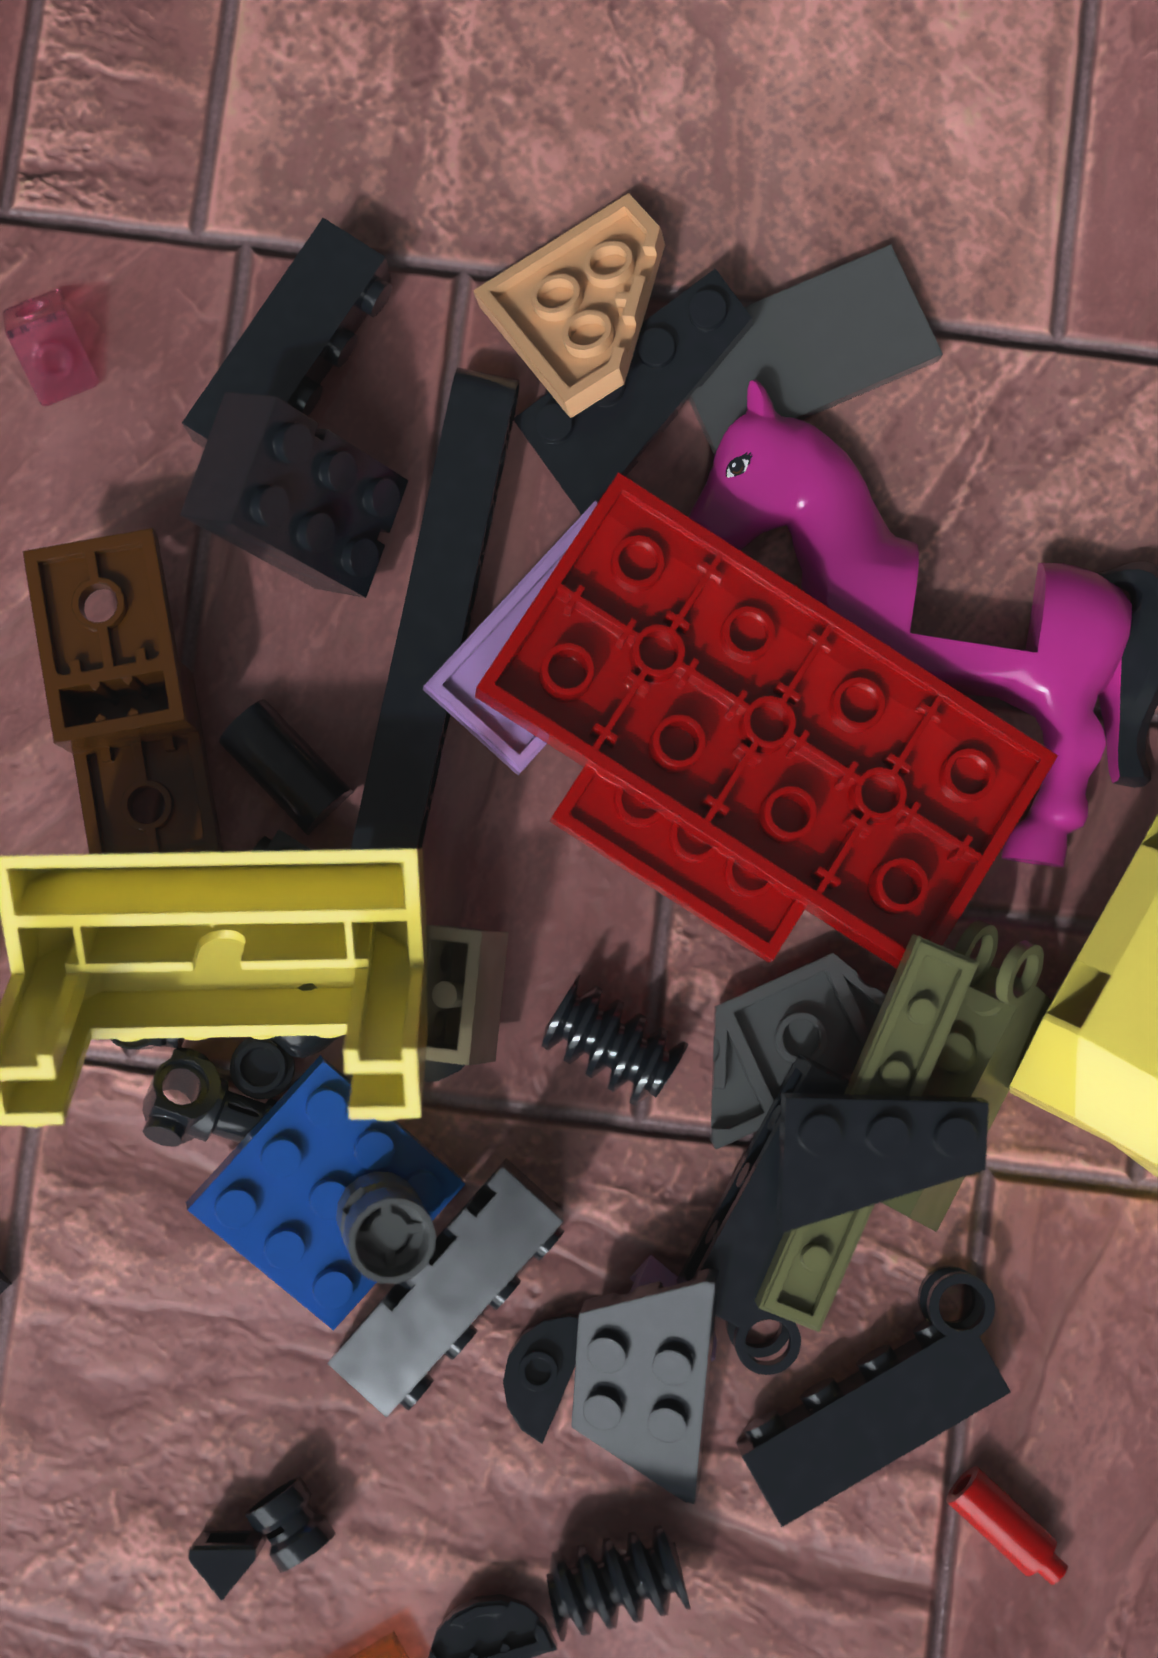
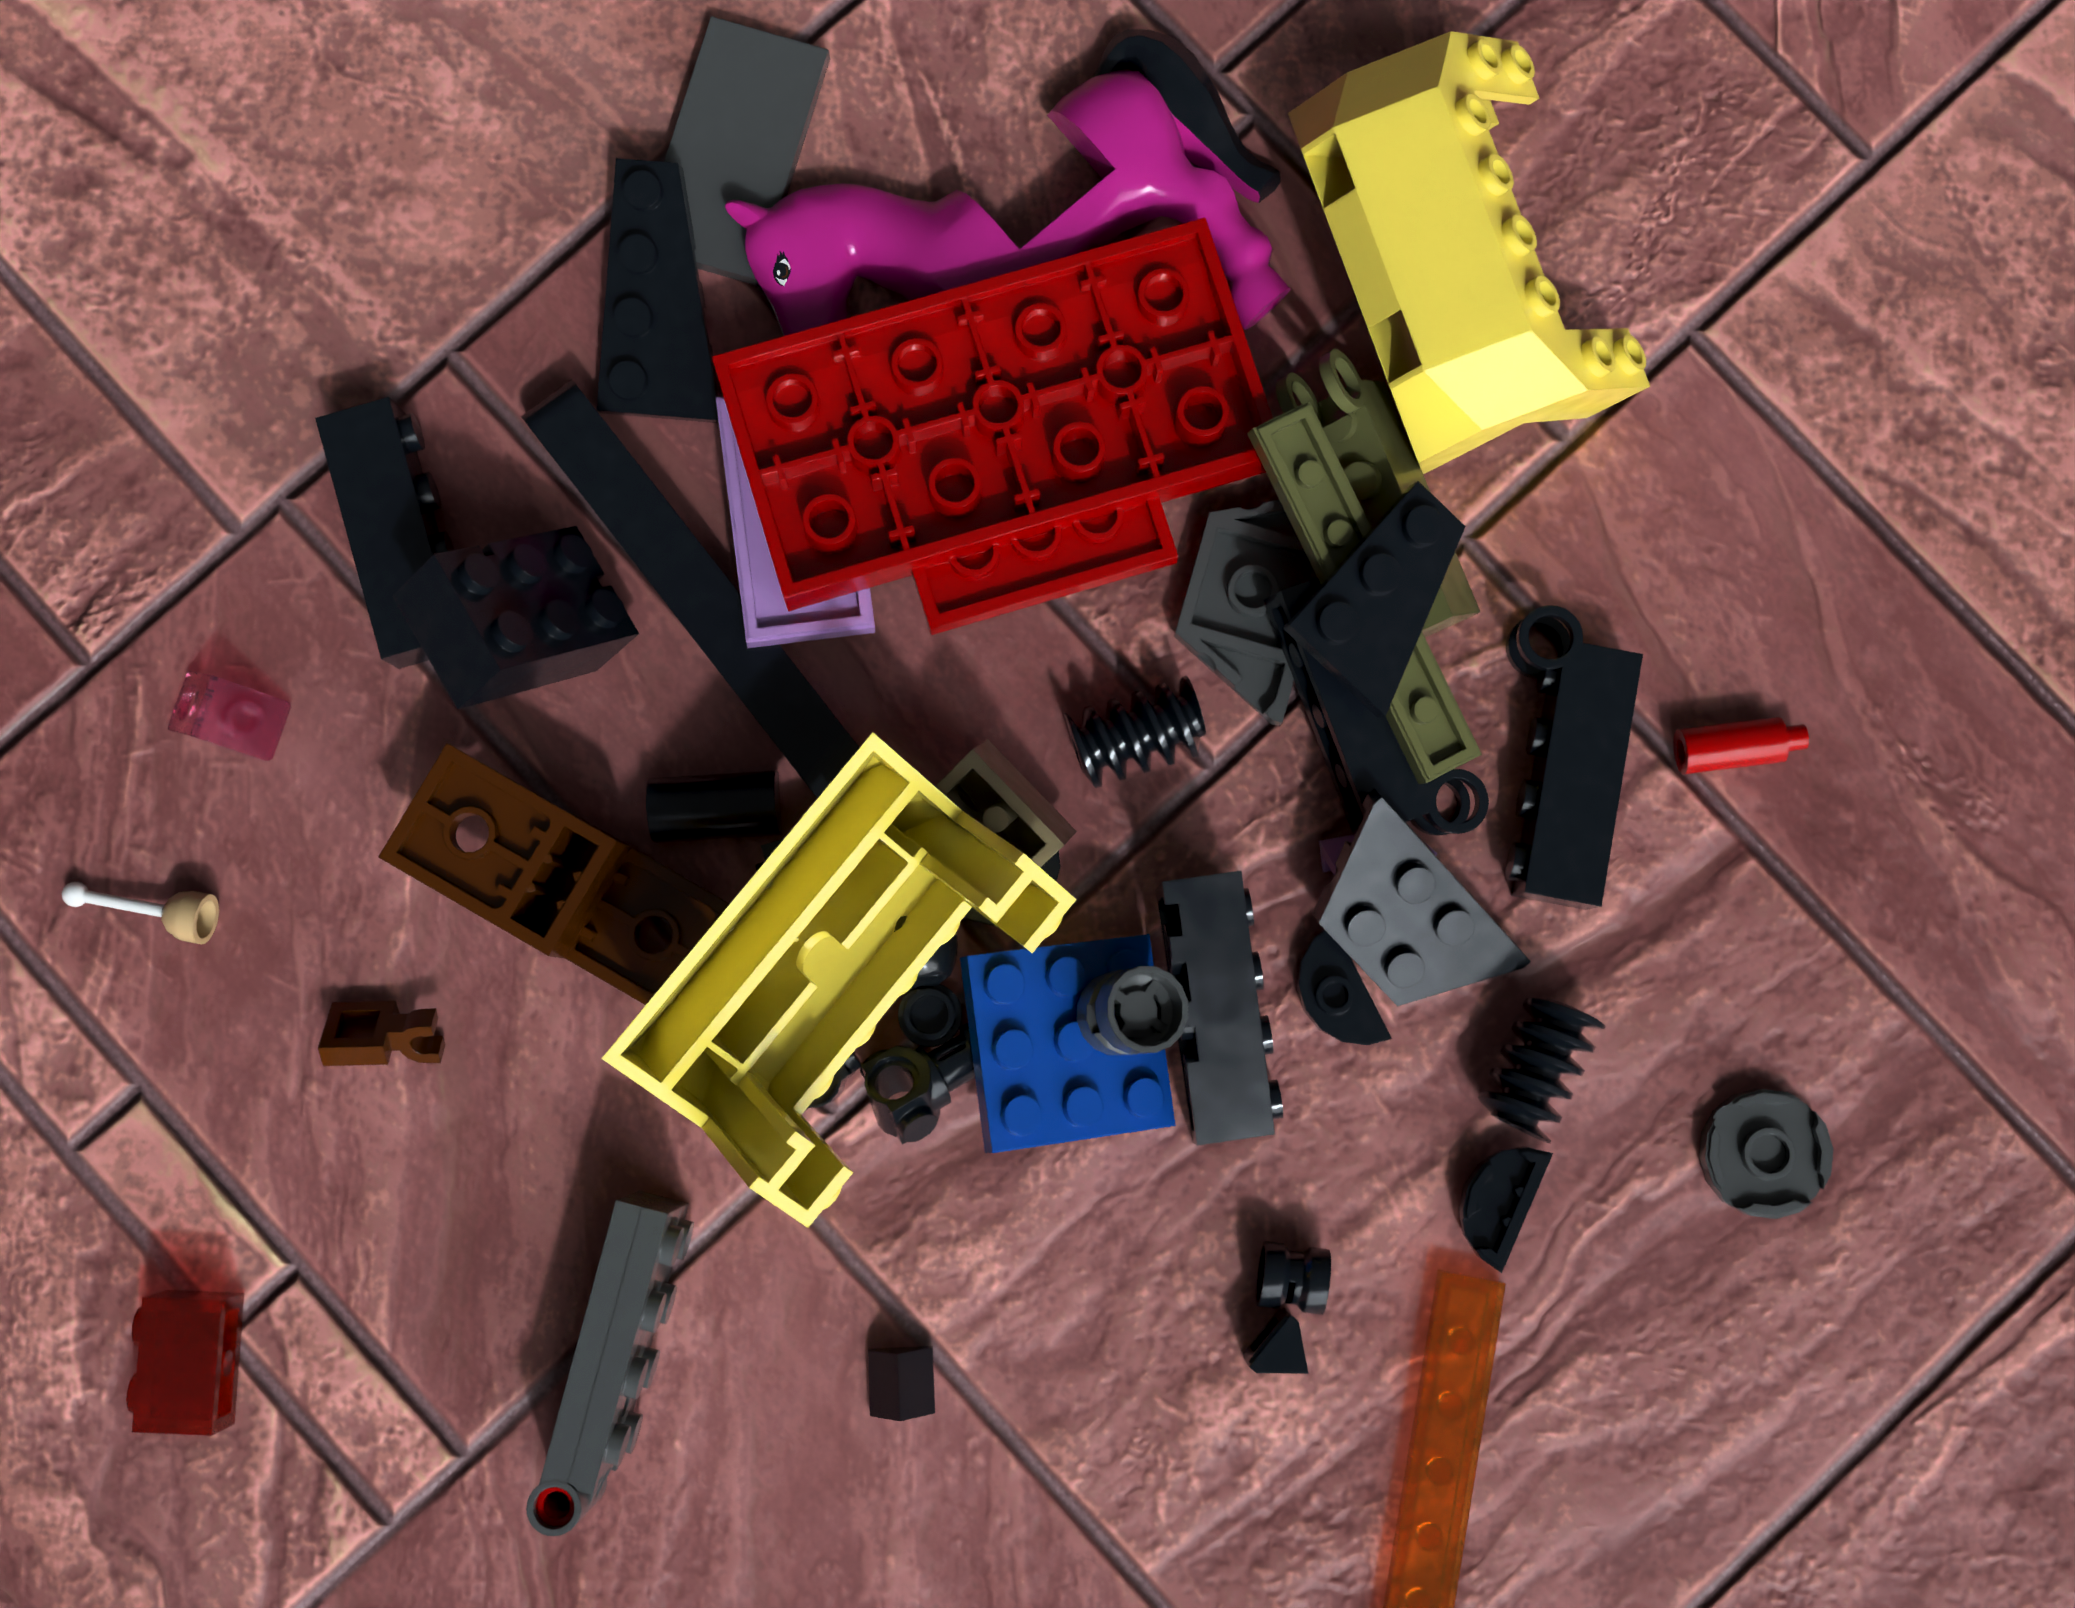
camera: 45 degrees left, 0 degrees up
(580, 303) = (552, 282): light nougat plate -> none

